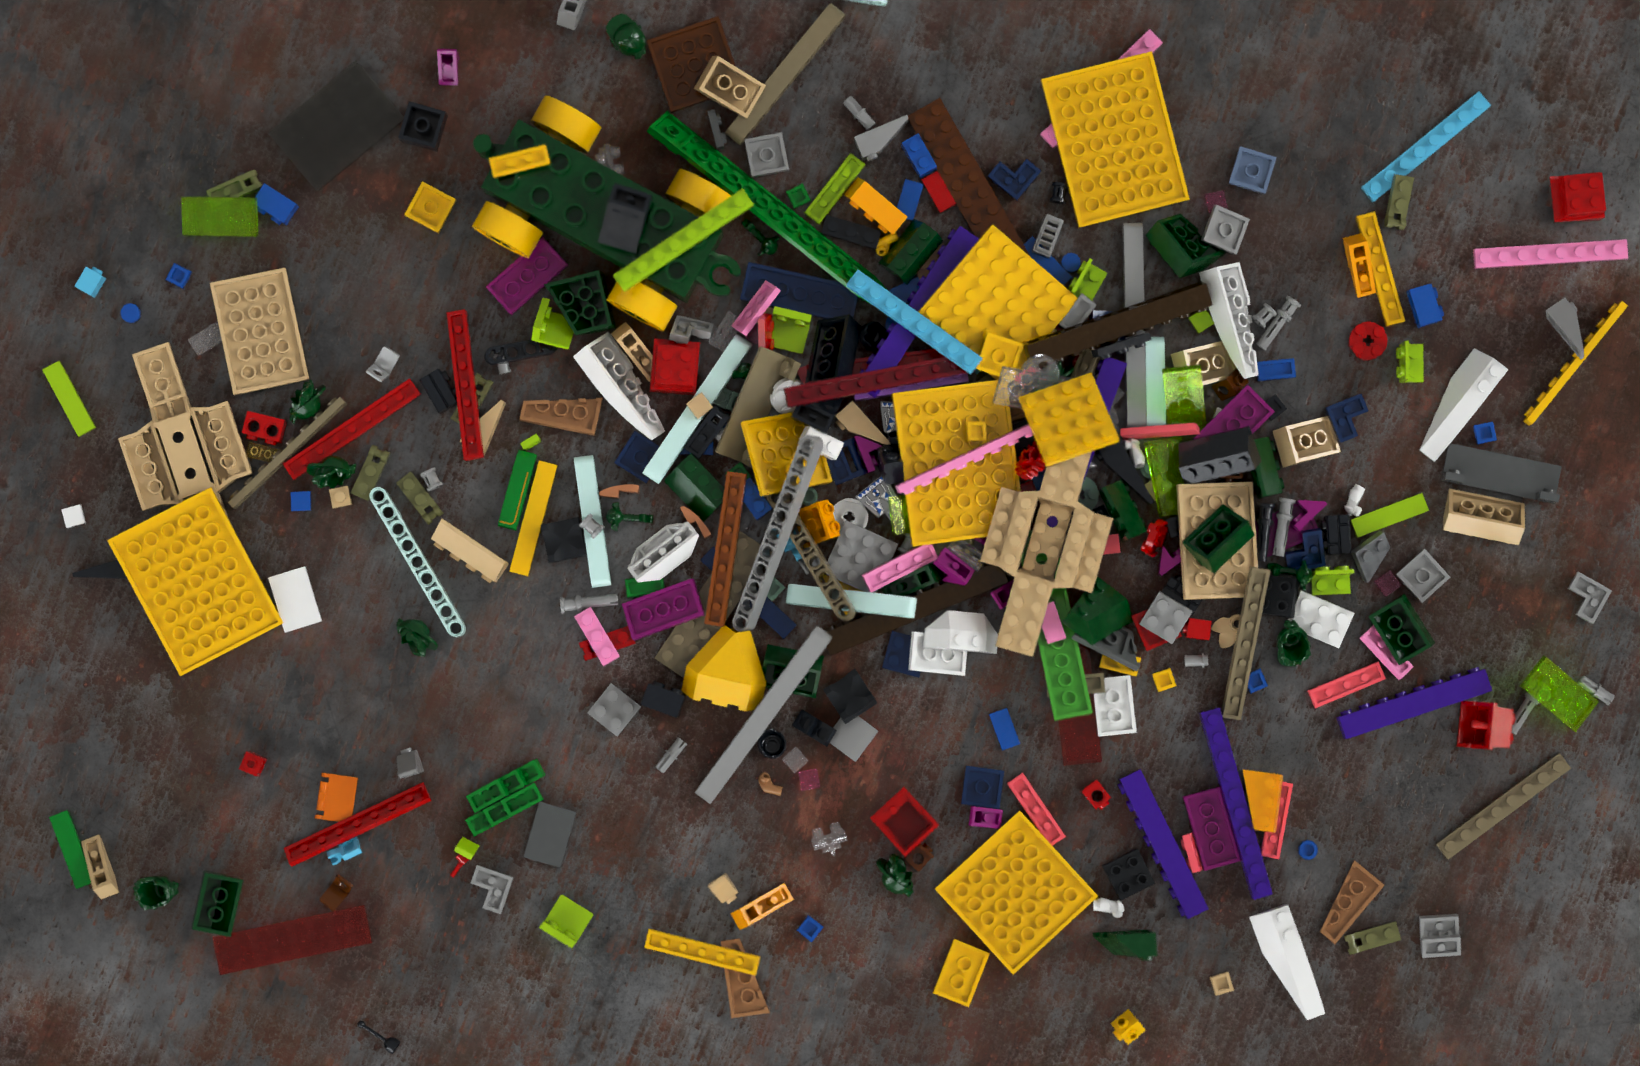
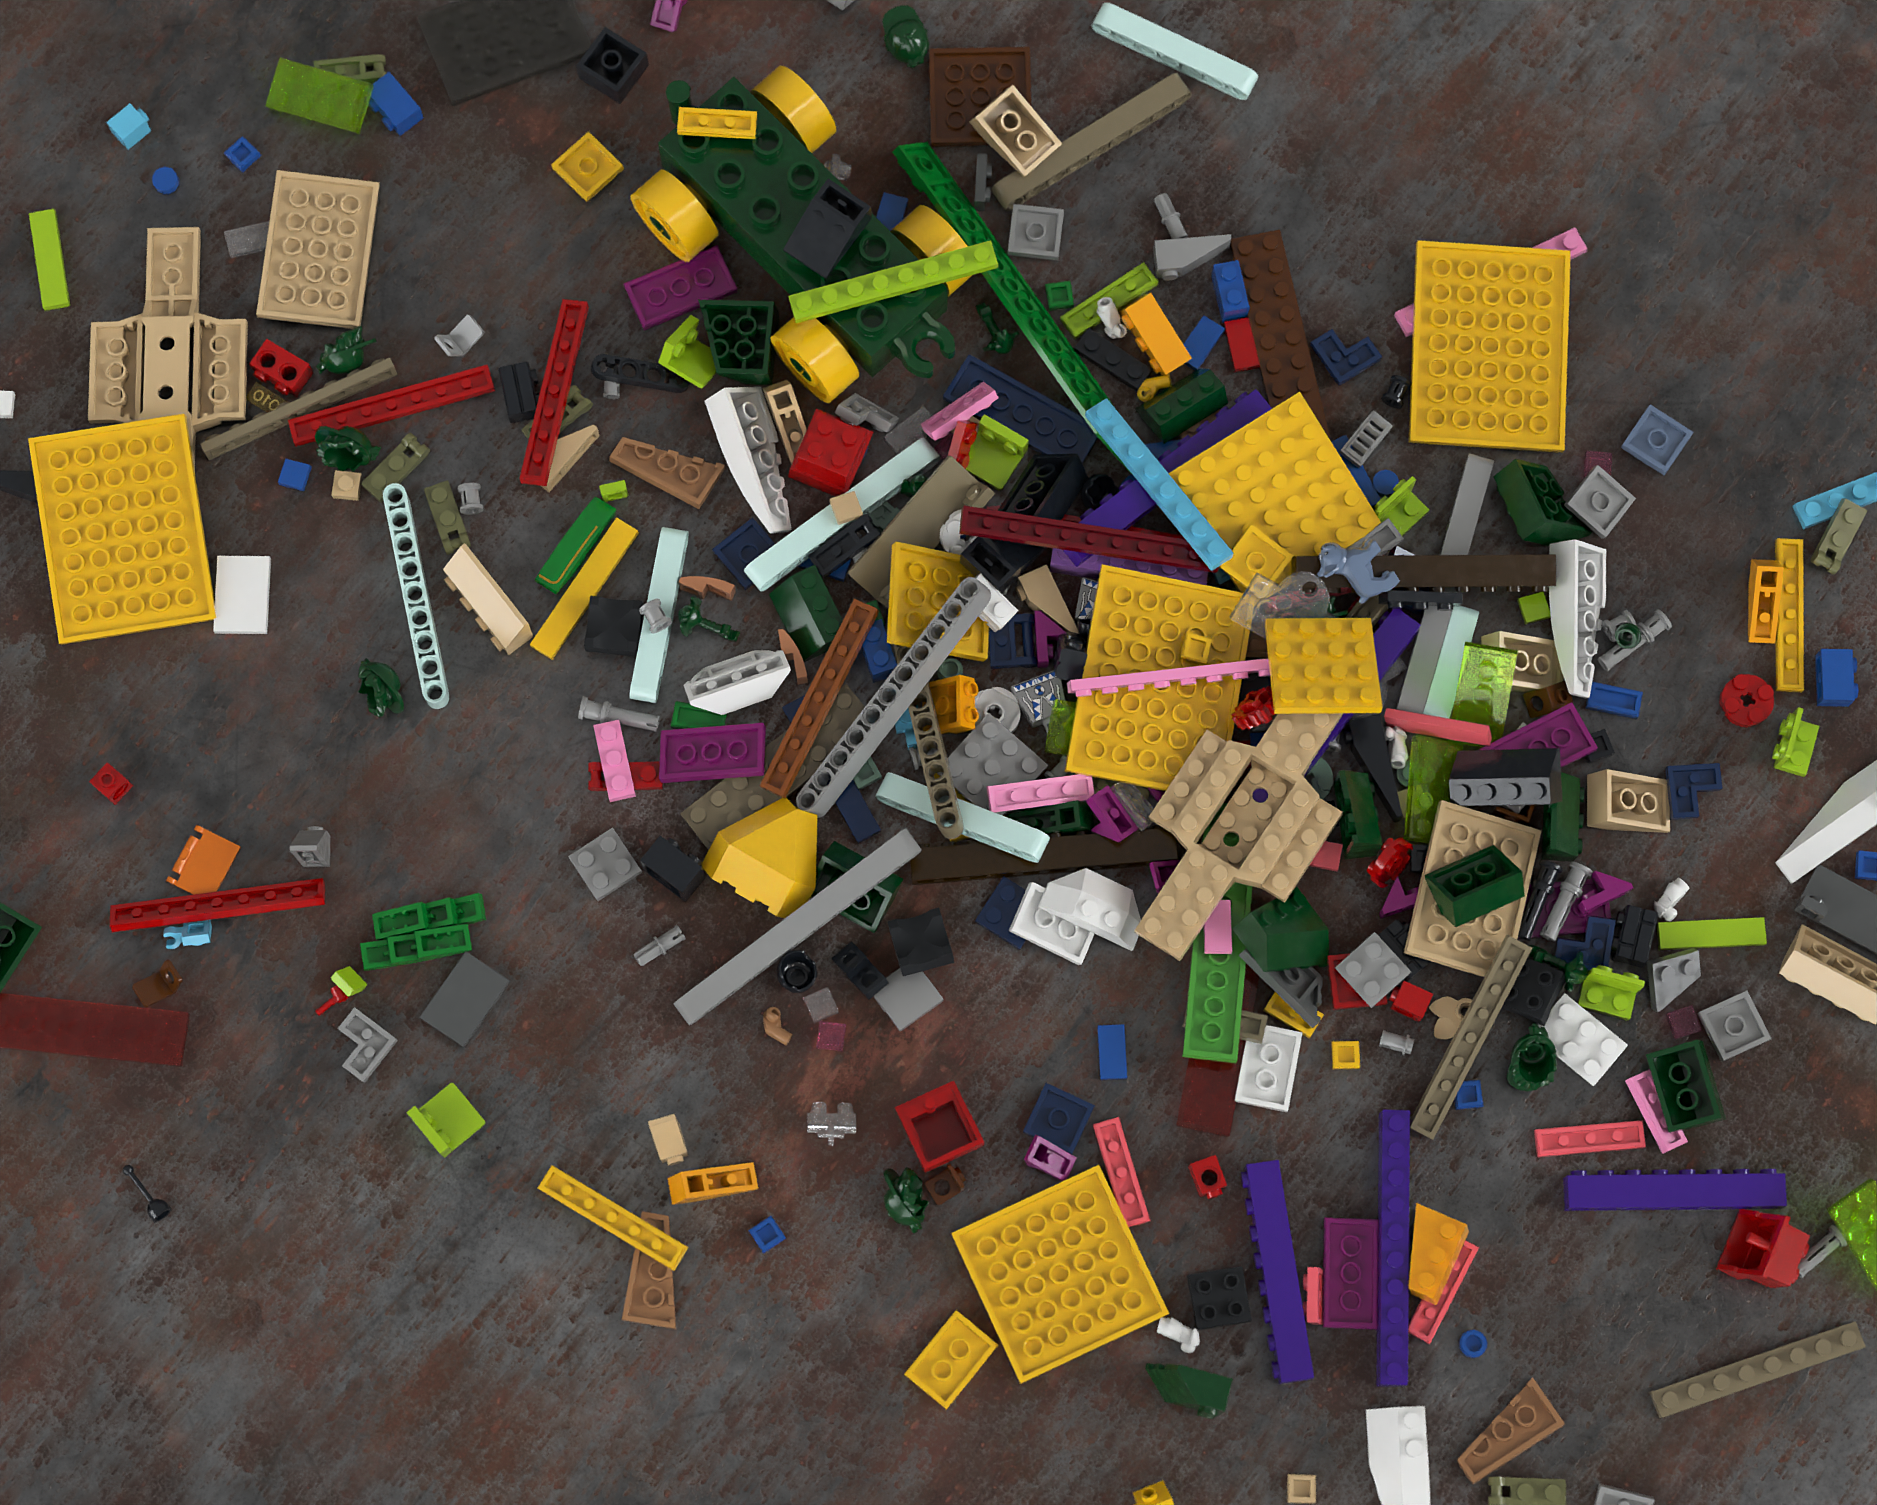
camera: 15 degrees right, 10 degrees down
(658, 176) = (891, 210): none -> blue tile
(840, 203) = (1110, 317): none -> white arm
(1071, 341) = (1357, 568): none -> sand blue animal
(1270, 327) = (1625, 642): none -> dark green plate

